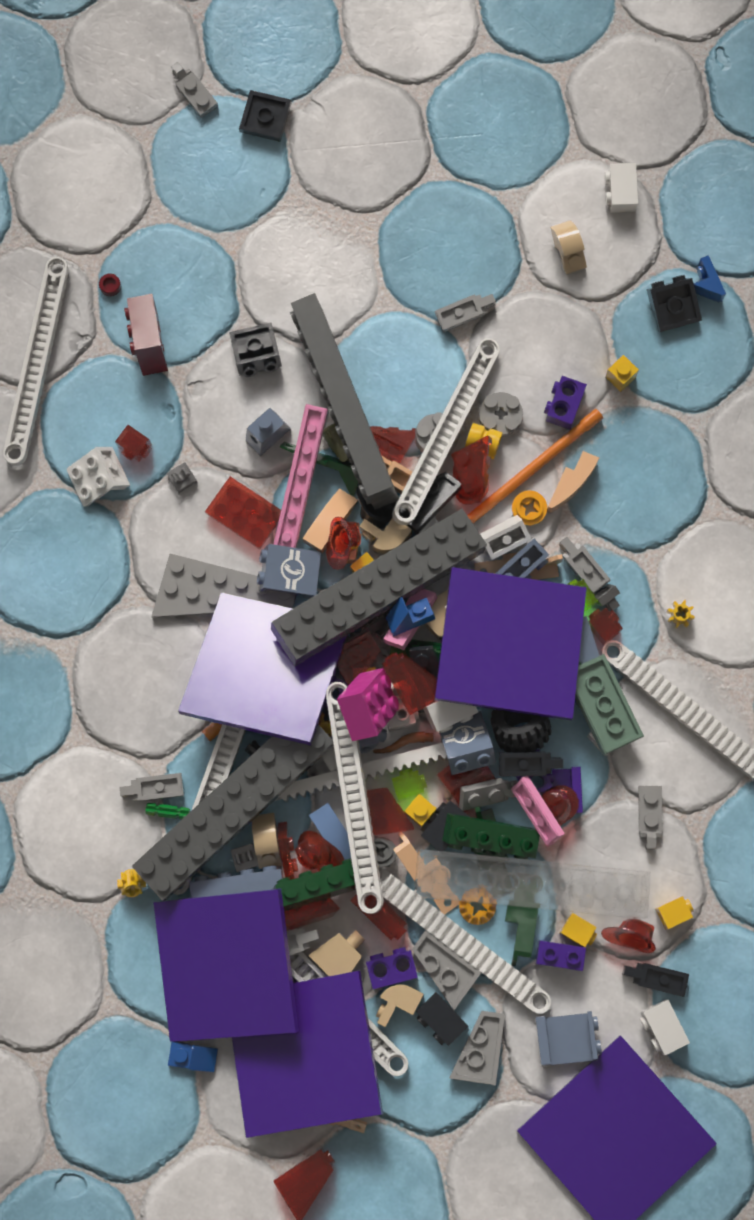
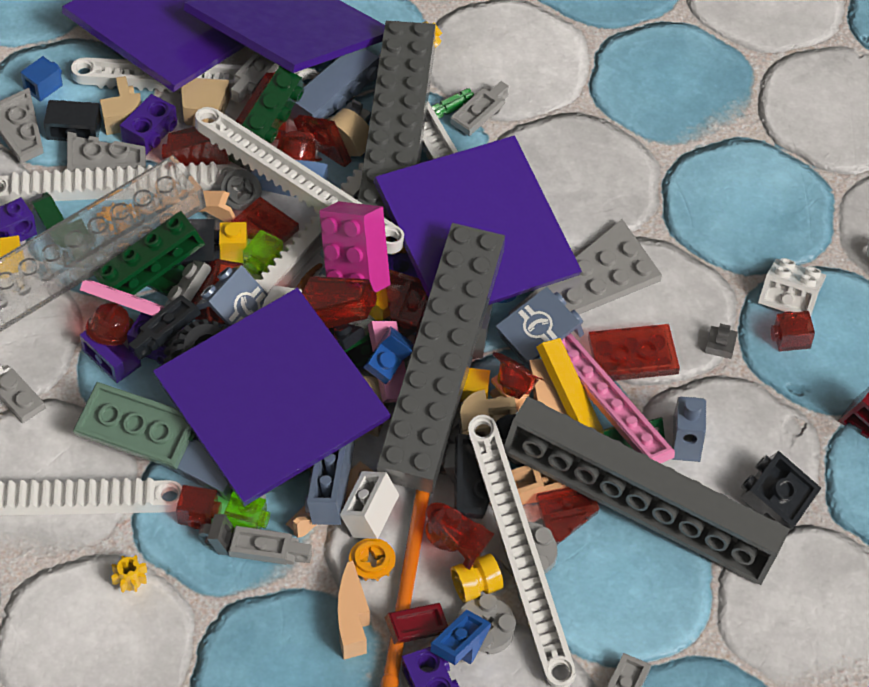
camera: 130 degrees right, 25 degrees down
(316, 508) = (568, 383): none -> yellow tile
(431, 1081) = (42, 78): none -> blue brick
(530, 406) = (461, 638): none -> blue slope
(542, 442) = (416, 623): none -> dark red tile

